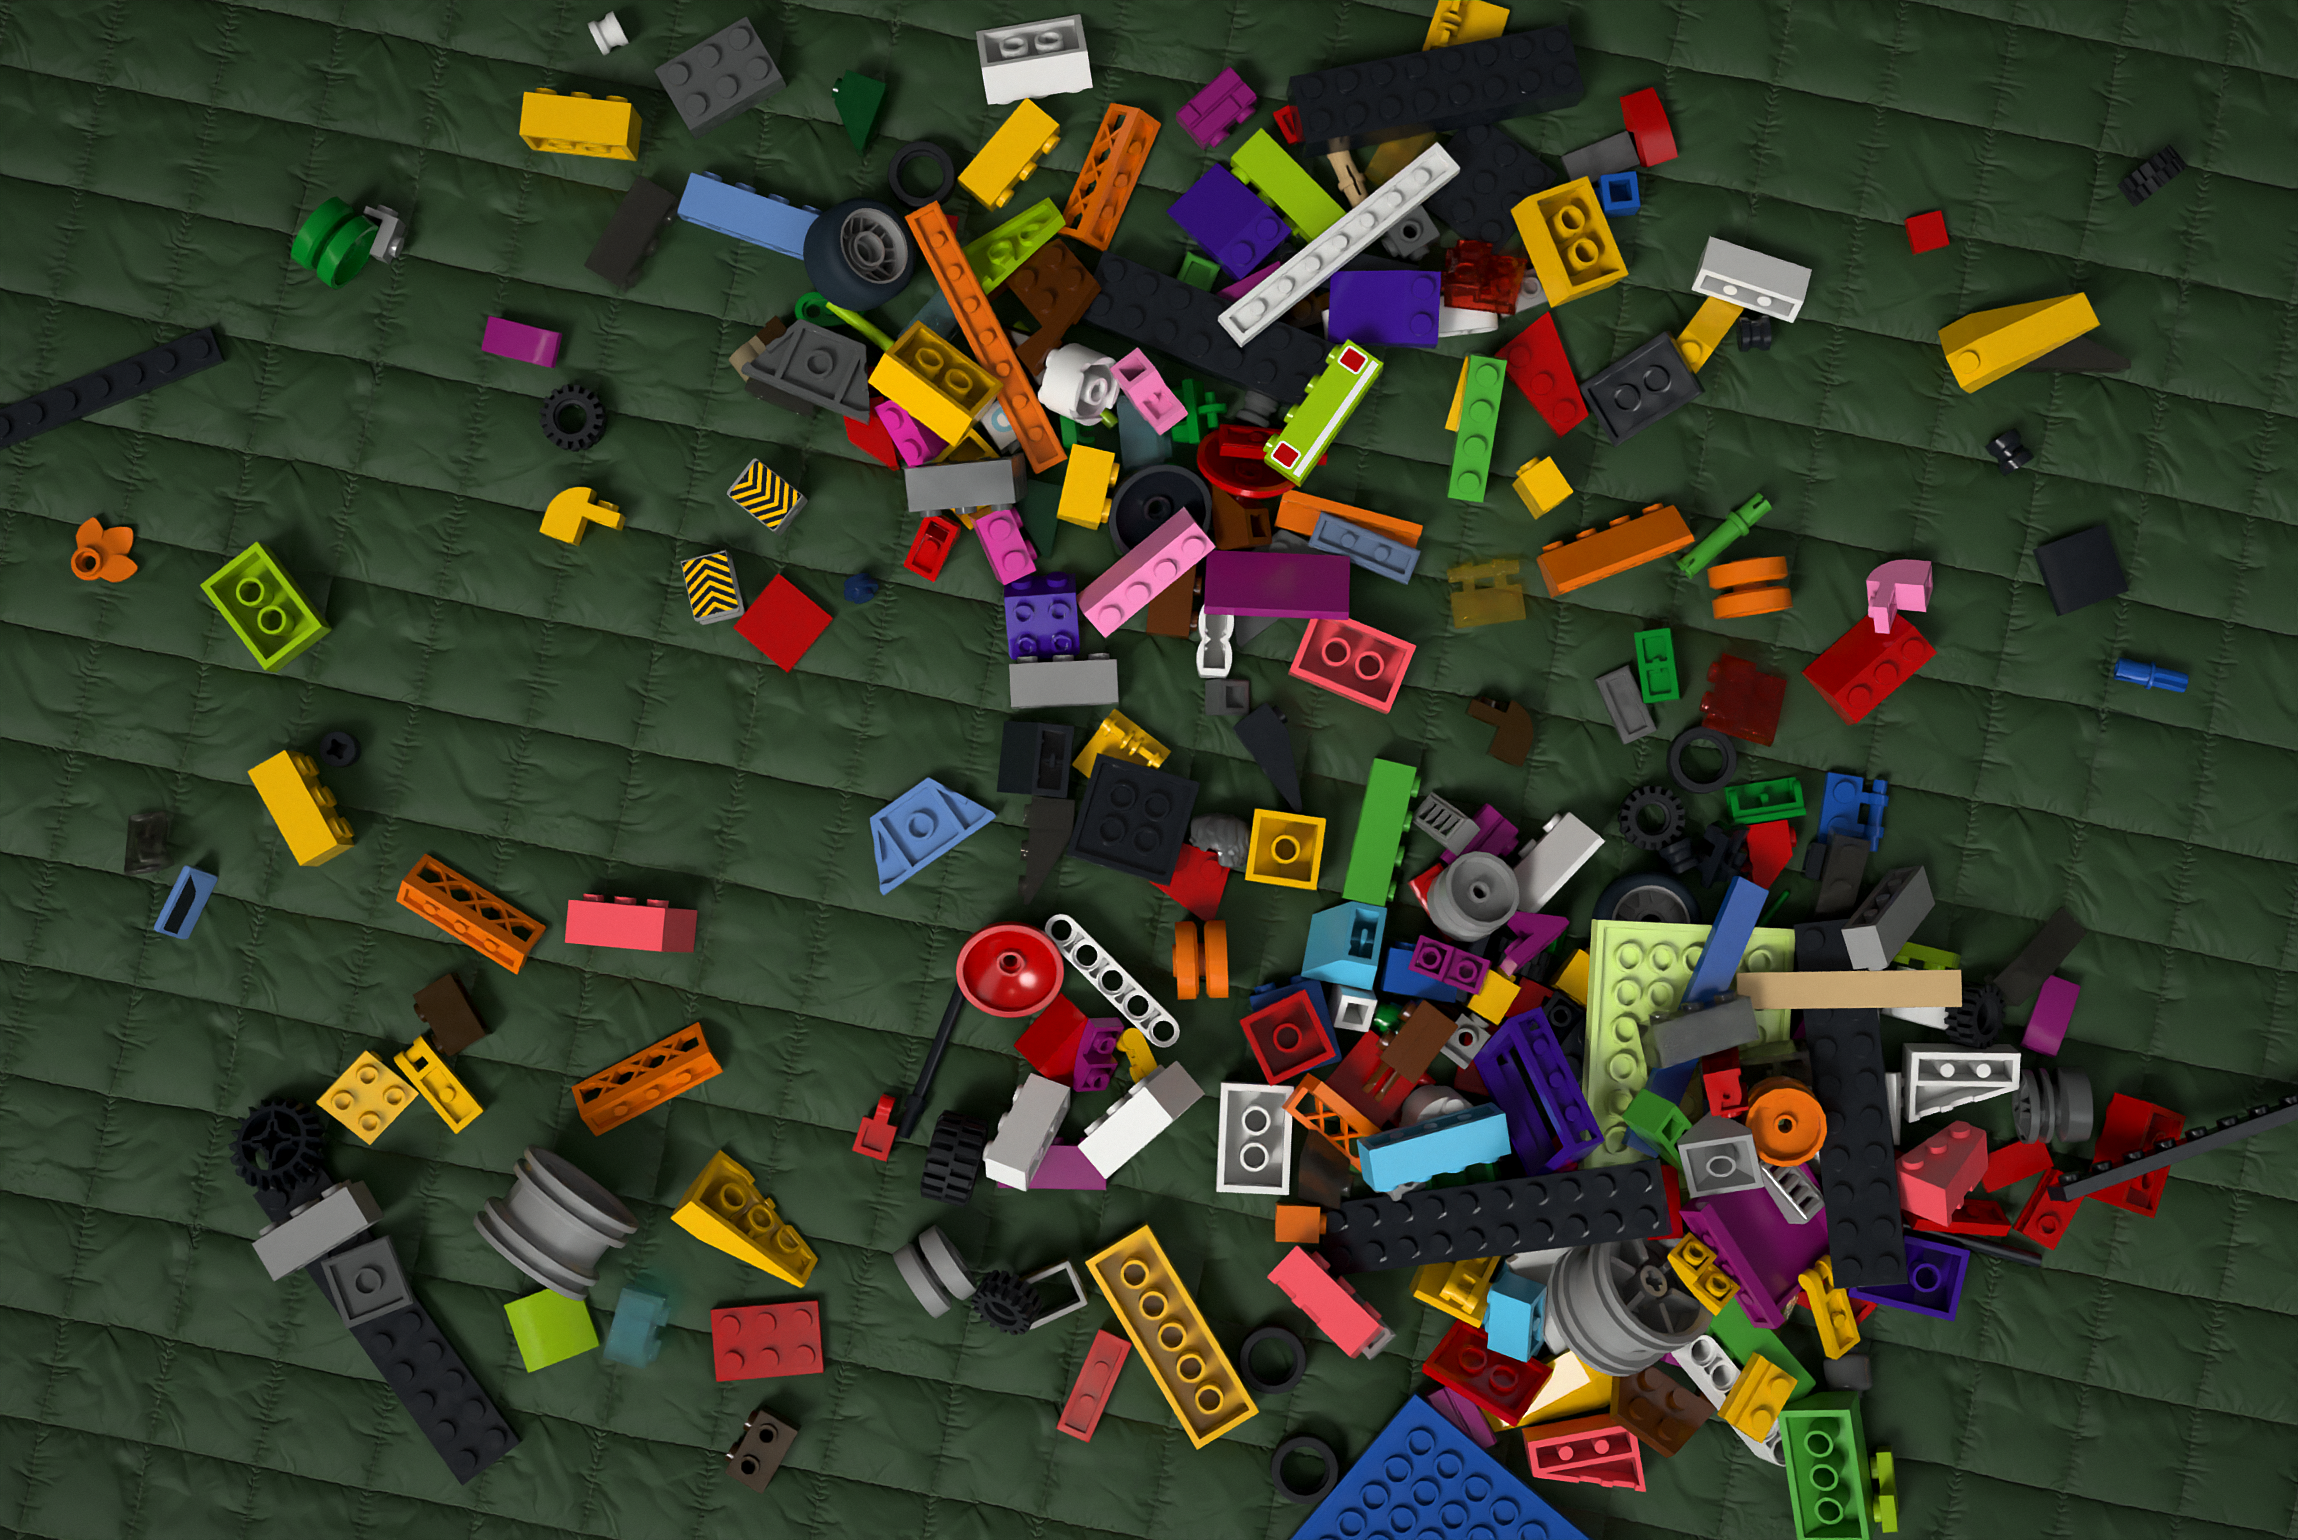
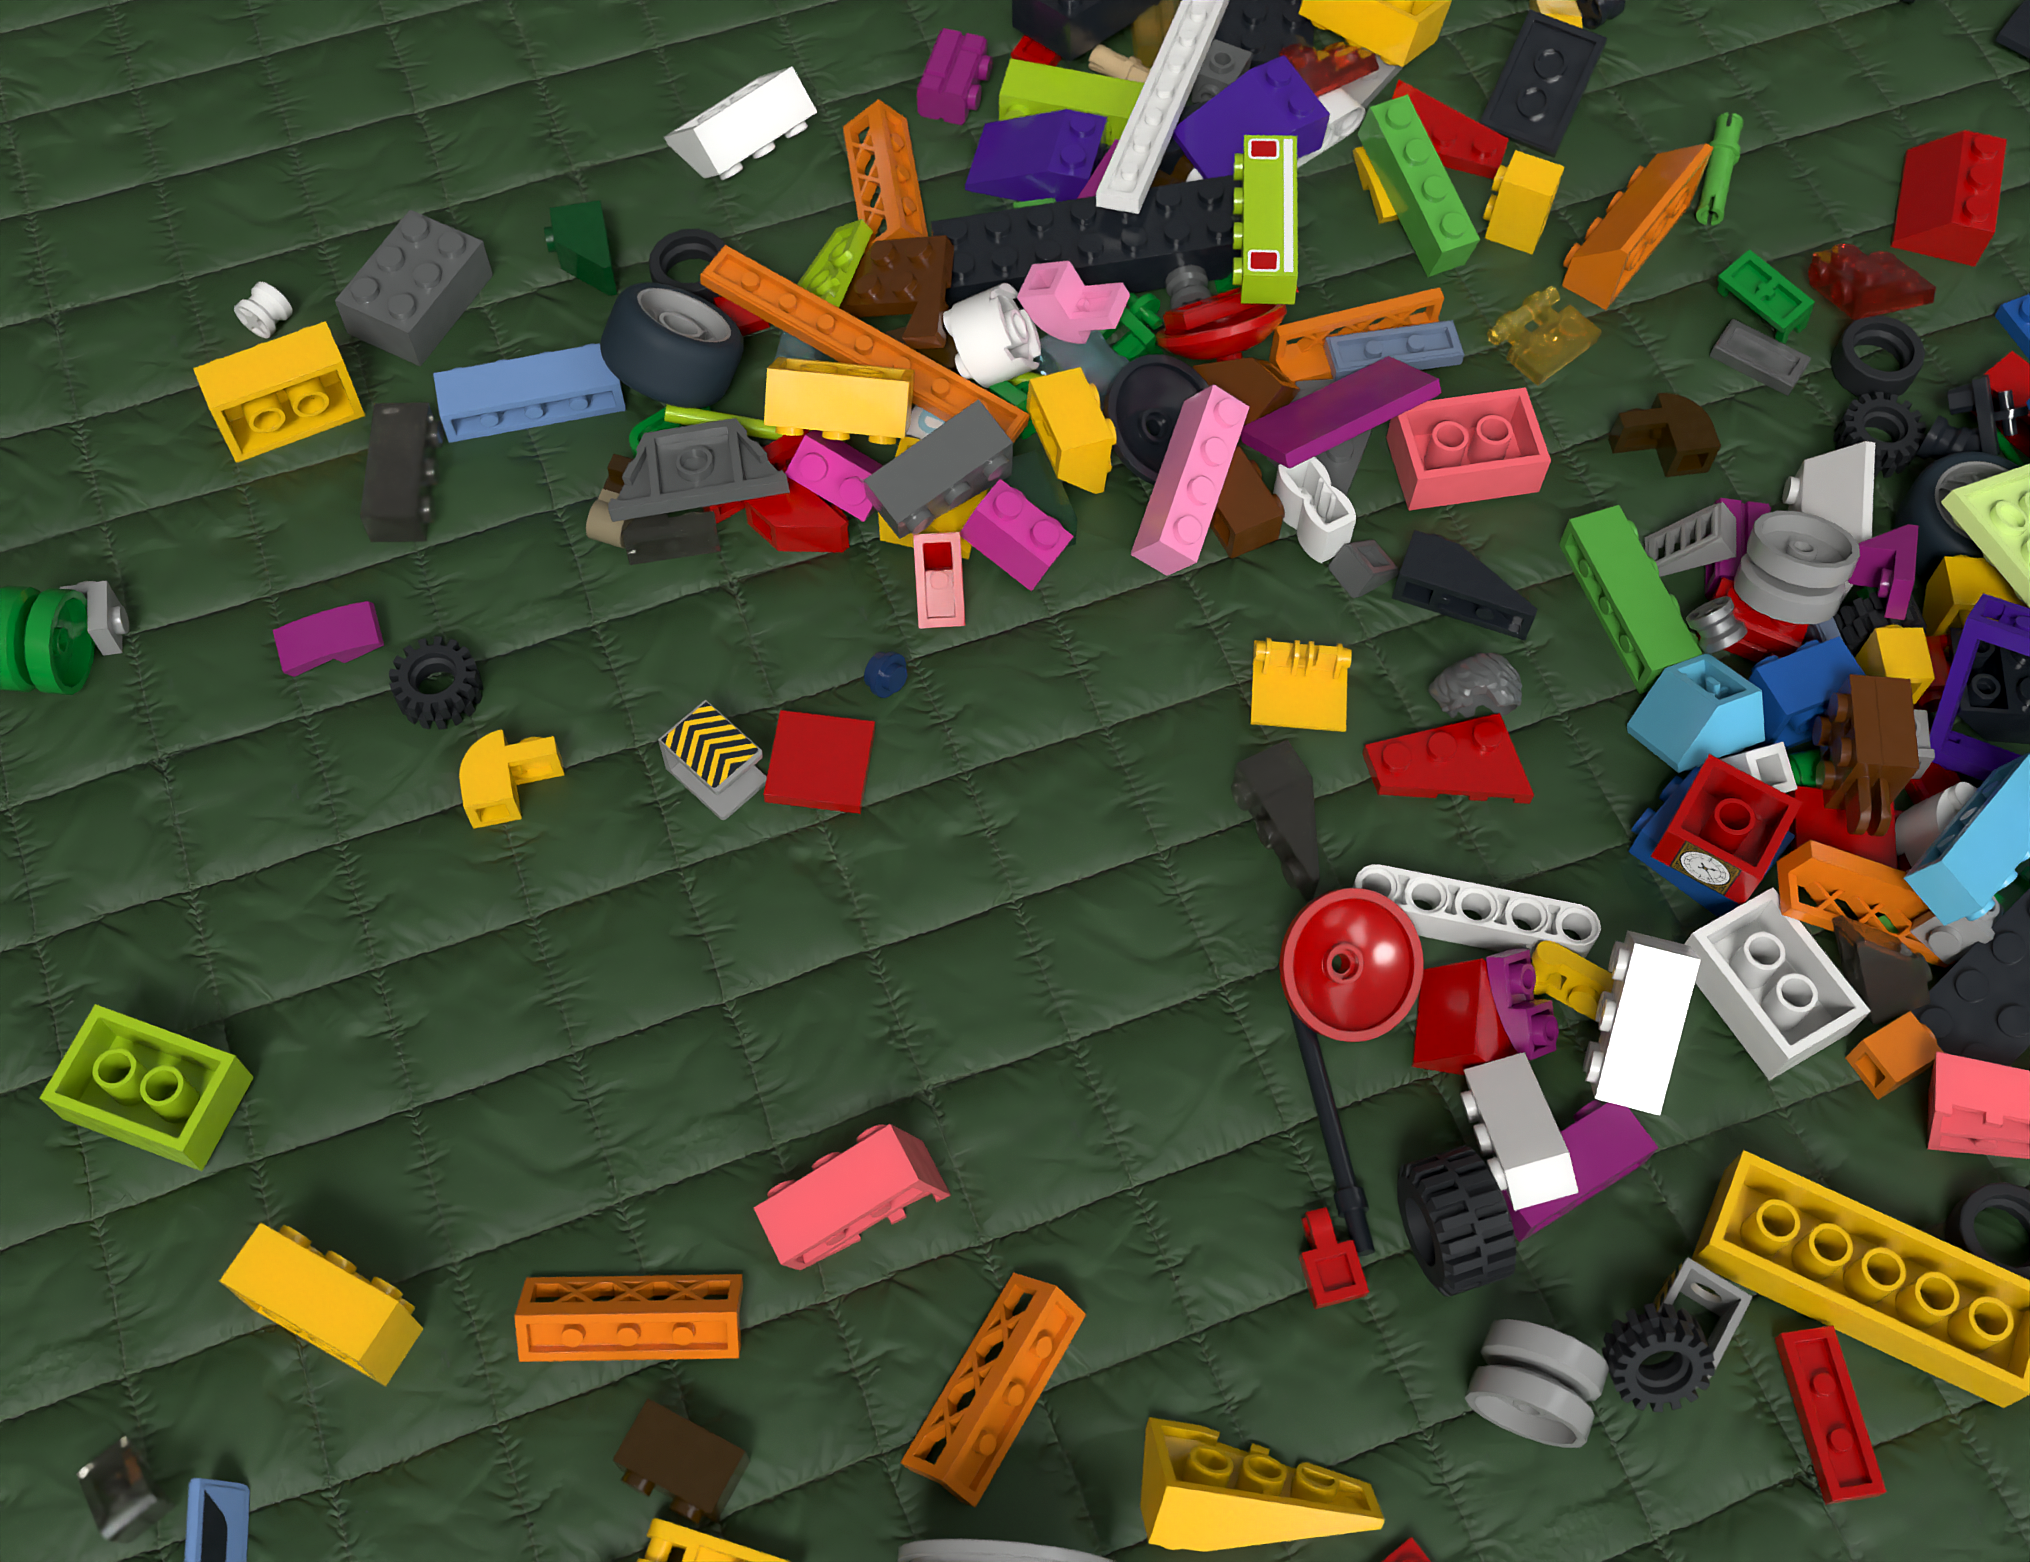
camera: 40 degrees left, 25 degrees down
(347, 747) = (348, 1220): black wheel -> none
(767, 497) = (718, 636): piece -> none
(922, 829) = (1132, 885): medium blue wing -> none
(1010, 156) = (773, 206): yellow brick -> none
(1036, 759) = (1210, 727): black slope -> none
(1042, 616) = (1111, 592): dark purple bracket -> none
(1063, 682) = (1182, 641): light grey brick -> none
(1133, 819) = (1367, 725): black plate -> none
(1200, 959) = (1558, 820): orange wheel -> none
(1285, 849) = (1559, 656): yellow slope -> none
(1401, 896) = (1716, 625): none -> flat silver wheel
(1450, 965) = (1836, 644): magenta slope -> none
(1749, 585) = (1790, 179): orange wheel -> none
(1764, 801) = (1969, 358): green hinge -> none
(1898, 586) = (1919, 118): bright pink brick -> none

